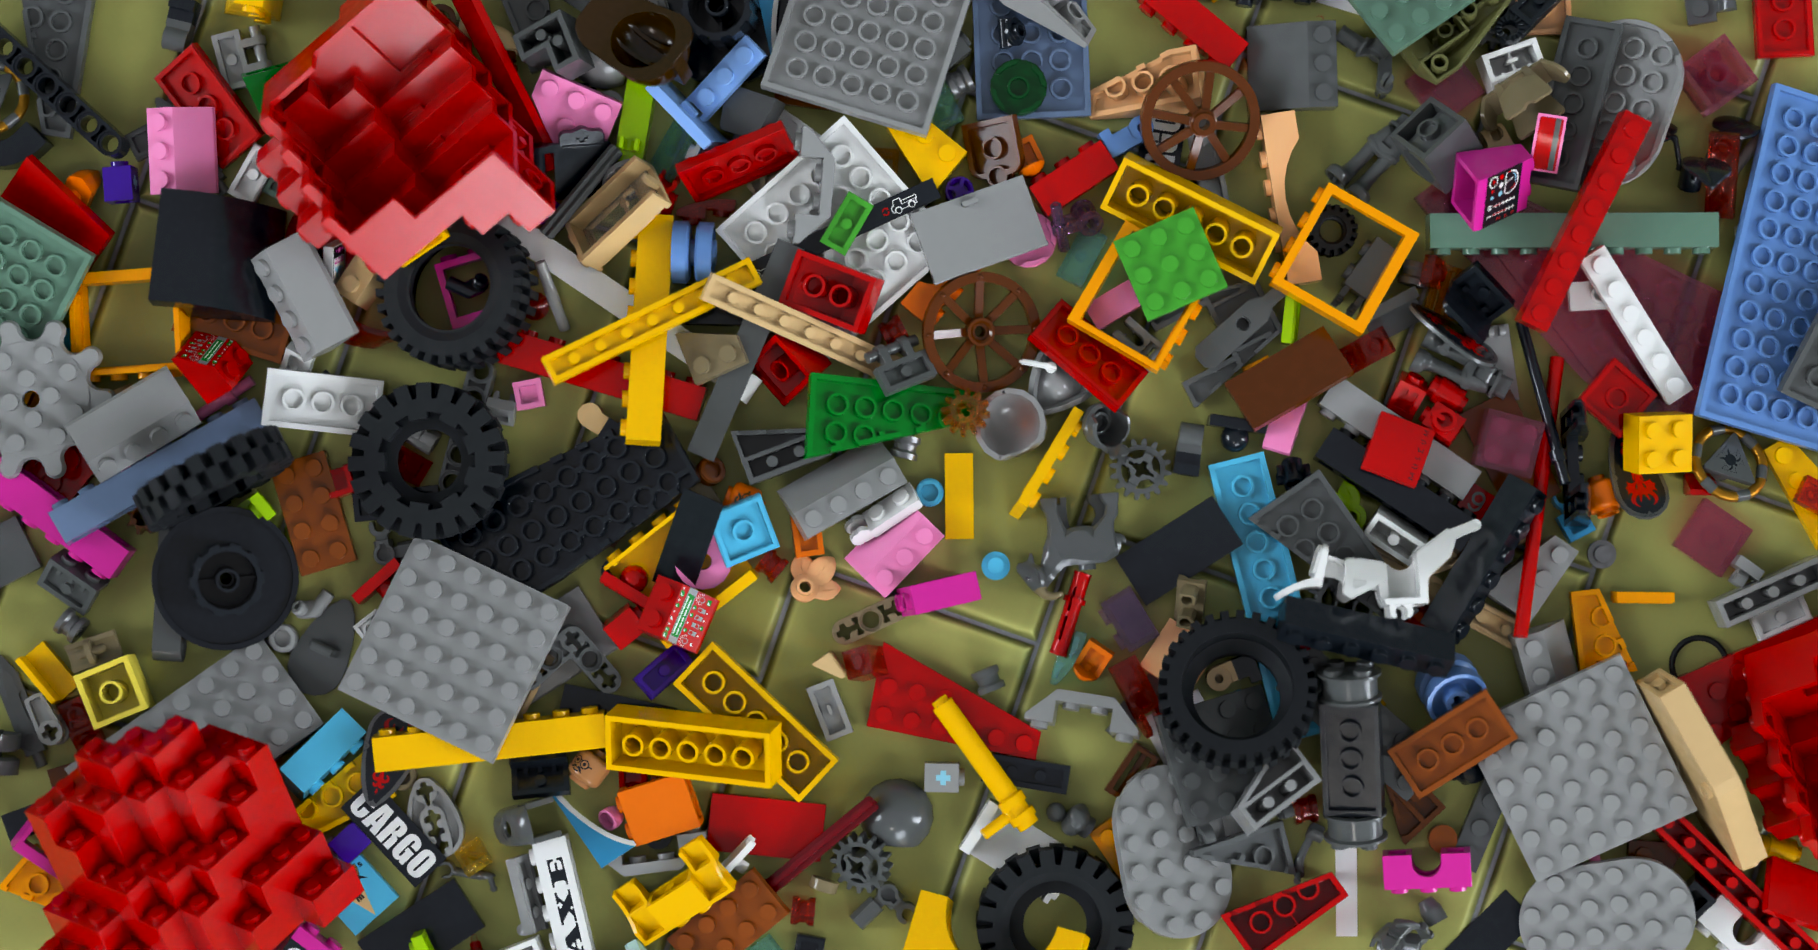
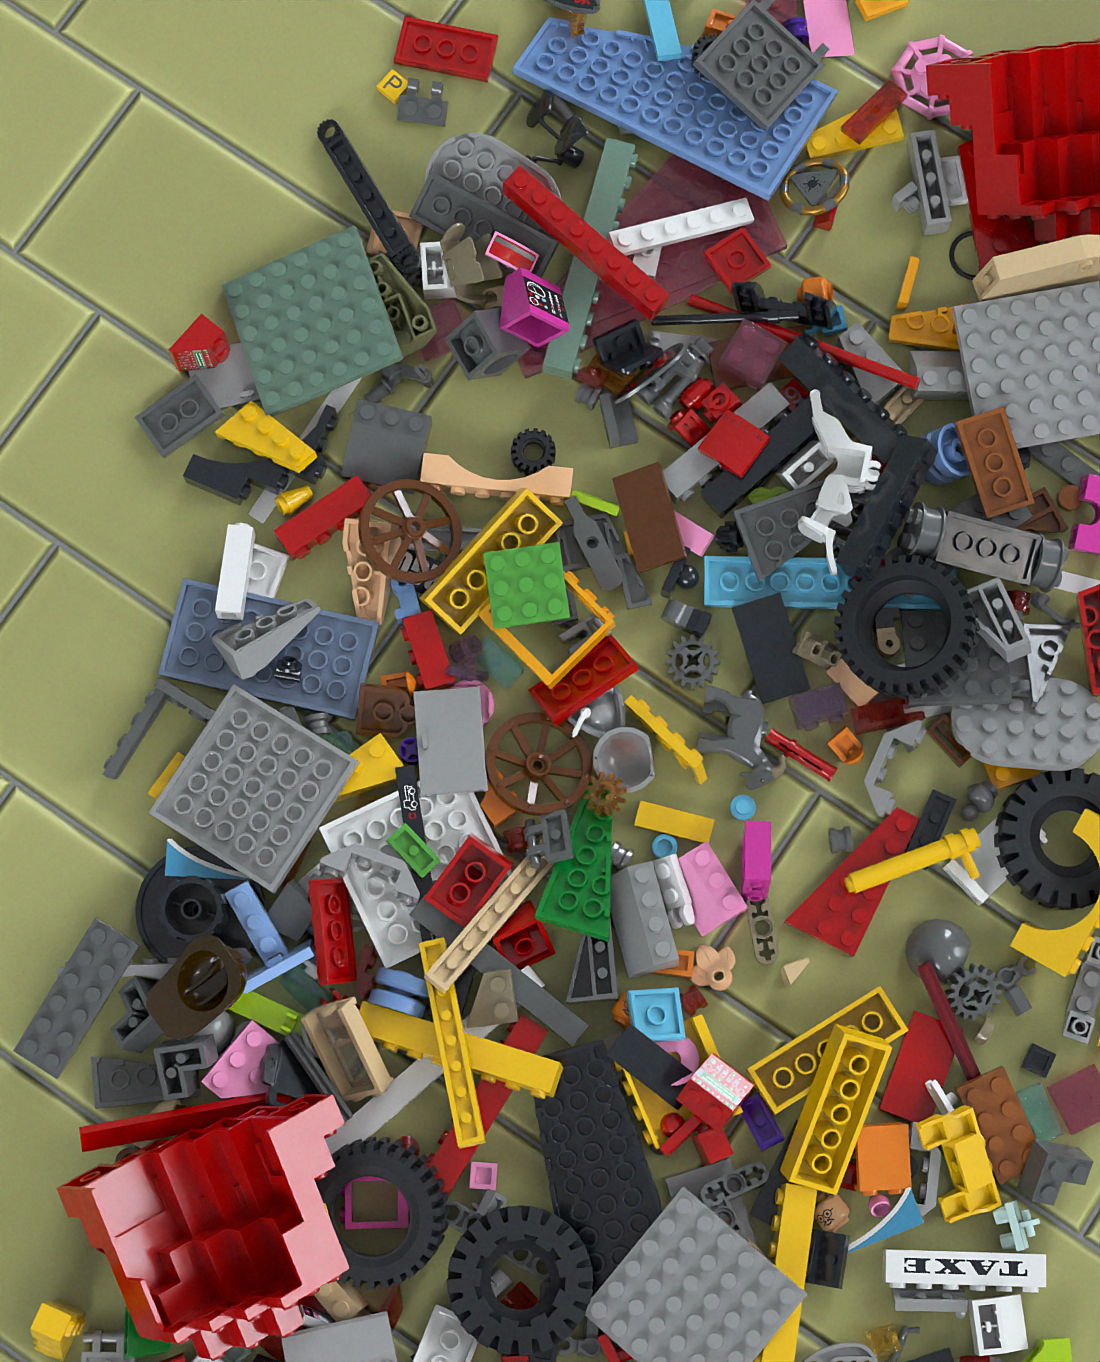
camera: 75 degrees left, 10 degrees down
(470, 288) = (375, 1199): black arm -> none
(520, 824) = (866, 1285): dark grey piece -> none
(552, 295) = (402, 1130): light grey piece -> none
(594, 419) = (522, 1123): tan leg -> none
(711, 472) = (595, 1031): dark orange tile -> none
(803, 910) = (1003, 1055): clear red wheel -> none
(829, 710) = (832, 984): light grey plate -> none
(865, 663) = (799, 941): clear red brick -> none
(943, 777) = (915, 901): light grey brick -> none
(1018, 87) = (337, 676): dark green tile -> none
(1062, 664) = (844, 772): clear light blue slope -> none
(1106, 429) = (651, 680): dark grey hat -> none
(1113, 305) = (545, 644): bright pink slope -> none
(1293, 246) = (590, 417): light orange window -> none
(1364, 274) = (578, 430): dark grey hinge -> none
(1368, 349) = (641, 447): clear red slope -> none
(1377, 144) = (472, 393): dark grey piece -> none
(1601, 554) = (863, 307): flat silver plate -> none
(1637, 494) = (807, 261): shield -> none
(1657, 442) = (783, 235): yellow brick -> none
(1712, 537) = (871, 217): clear pink tile -> none
(1716, 75) = (493, 111): clear pink brick -> none
(1722, 199) = (554, 119): clear red tile -> none

